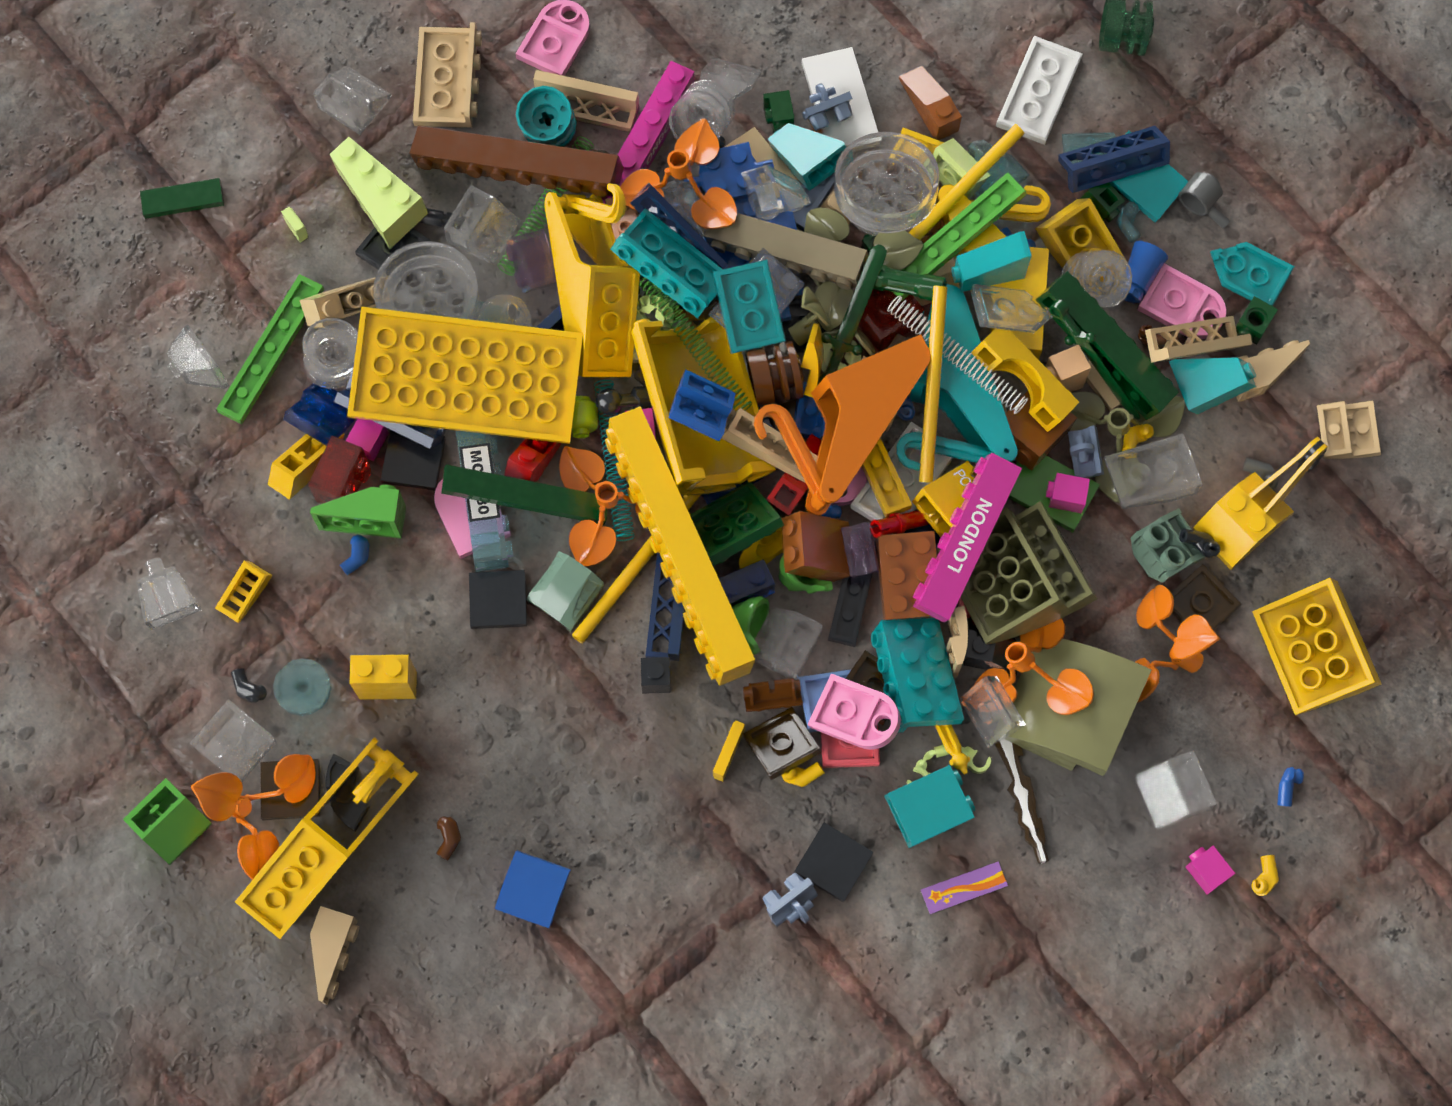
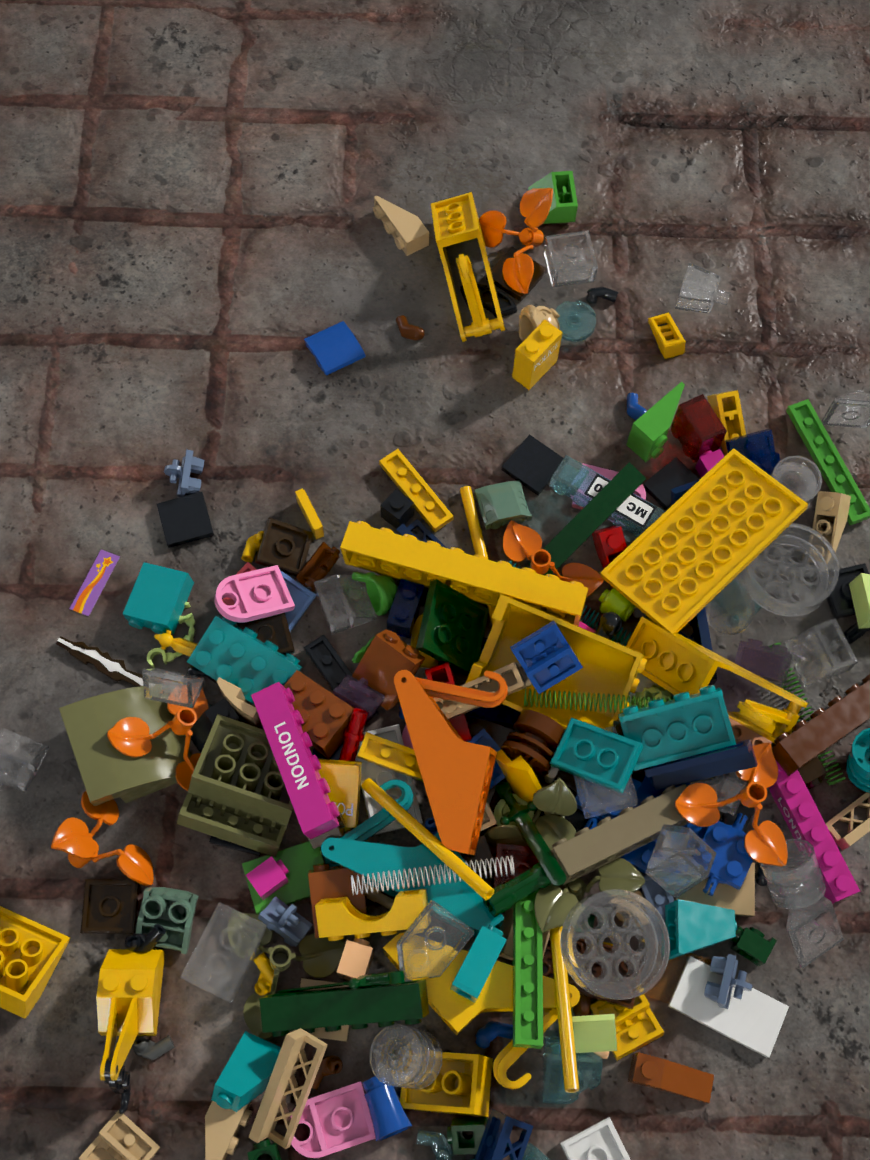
camera: 130 degrees right, 5 degrees down
(340, 711) = (533, 316): none -> tan helmet
(618, 679) = (416, 490): none -> yellow plate

